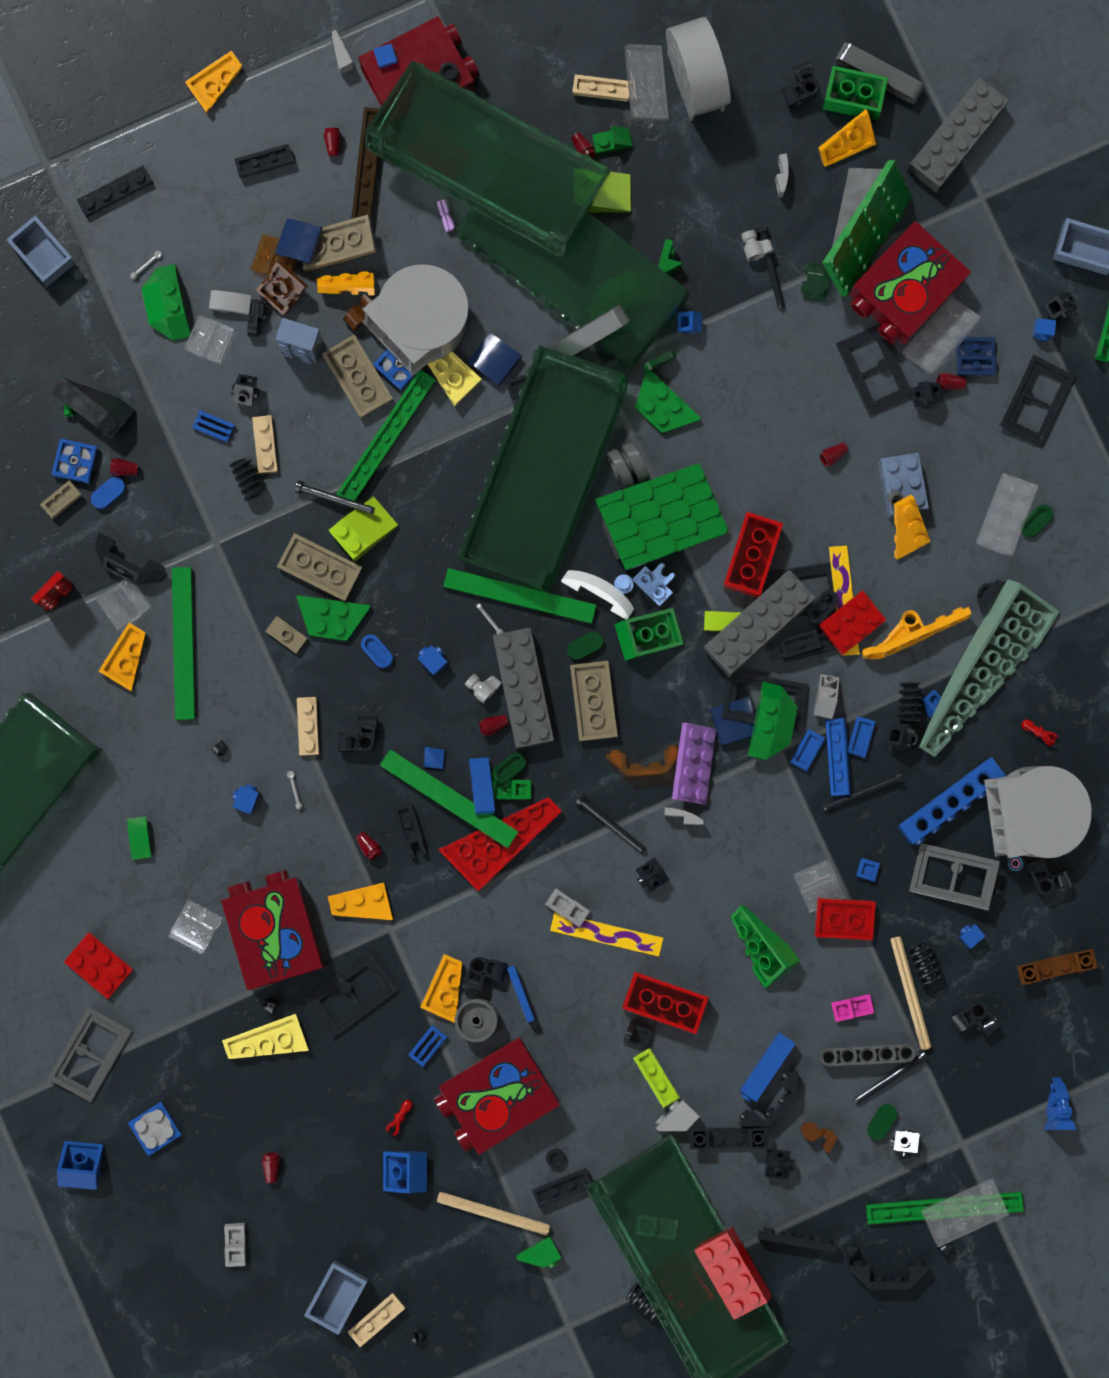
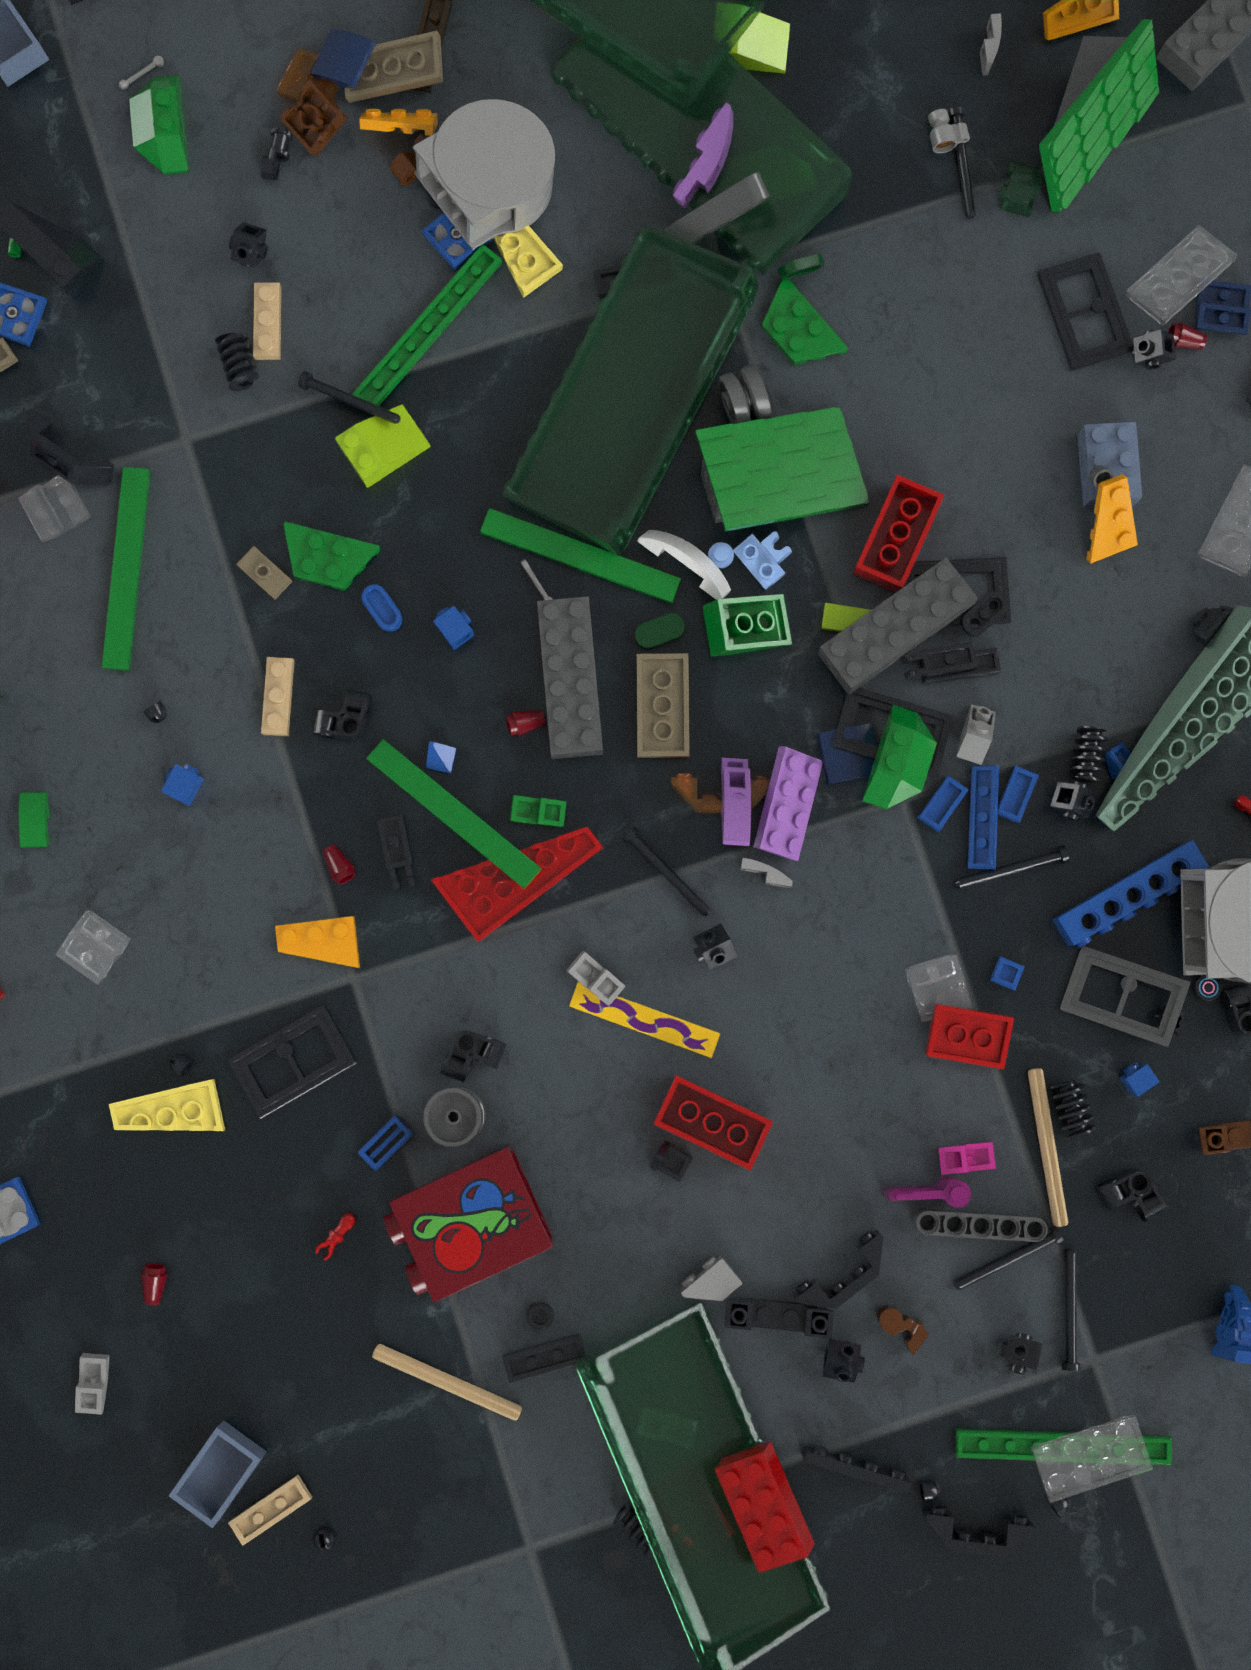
camera: 10 degrees right, 0 degrees up
(108, 493) = (52, 361): blue tile -> none
(122, 467) = (74, 329): dark red cone -> none
(124, 657) = (45, 577): light orange wing -> none
(198, 420) = (184, 279): blue tile -> none
(210, 339) = (211, 176): clear slope -> none
(229, 302) = (244, 130): light grey slope -> none
(272, 930) = (192, 963): dark red brick -> none
(291, 775) = (247, 759): light grey hinge -> none
(299, 341) = (326, 184): sand blue piece -> none
(319, 567) = (319, 488): dark tan plate -> none
(357, 376) = (399, 245): dark tan plate -> none
(405, 1171) = (333, 1311): blue slope -> none
(444, 989) = (416, 1069): light orange wing -> none
(445, 214) = (541, 50): lavender piece -> none
(481, 786) = (499, 801): blue tile -> none
(483, 690) = (517, 674): light grey piece -> none
(494, 359) = (583, 242): dark blue slope -> none
(508, 768) = (538, 782): dark green tile -> none
(520, 994) = (519, 1087): blue tile -> none
(541, 1254) = (504, 1446): green slope -> none
(585, 284) = (713, 149): none -> medium lavender slope
(655, 766) = (736, 801): none -> medium lavender slope
(656, 1078) = (689, 1222): lime tile -> none
(666, 264) = (827, 131): green slope -> none
(689, 322) = (847, 220): blue plate -> none
(766, 1067) = (840, 1226): blue brick -> none
(768, 952) = (860, 1068): green wedge -> none
(833, 454) = (1020, 414): dark red cone -> none
(842, 581) = (1014, 619): yellow sticker -> none
(842, 1032) = (947, 1189): none -> magenta piece
(852, 622) = (1021, 640): red plate -> none
(881, 1121) = (990, 1318): dark green tile -> none
(907, 635) = (1094, 664): light orange piece -> none
(908, 284) = (1145, 200): dark red brick -> none
(940, 1110) = (1071, 1313): none -> black bar

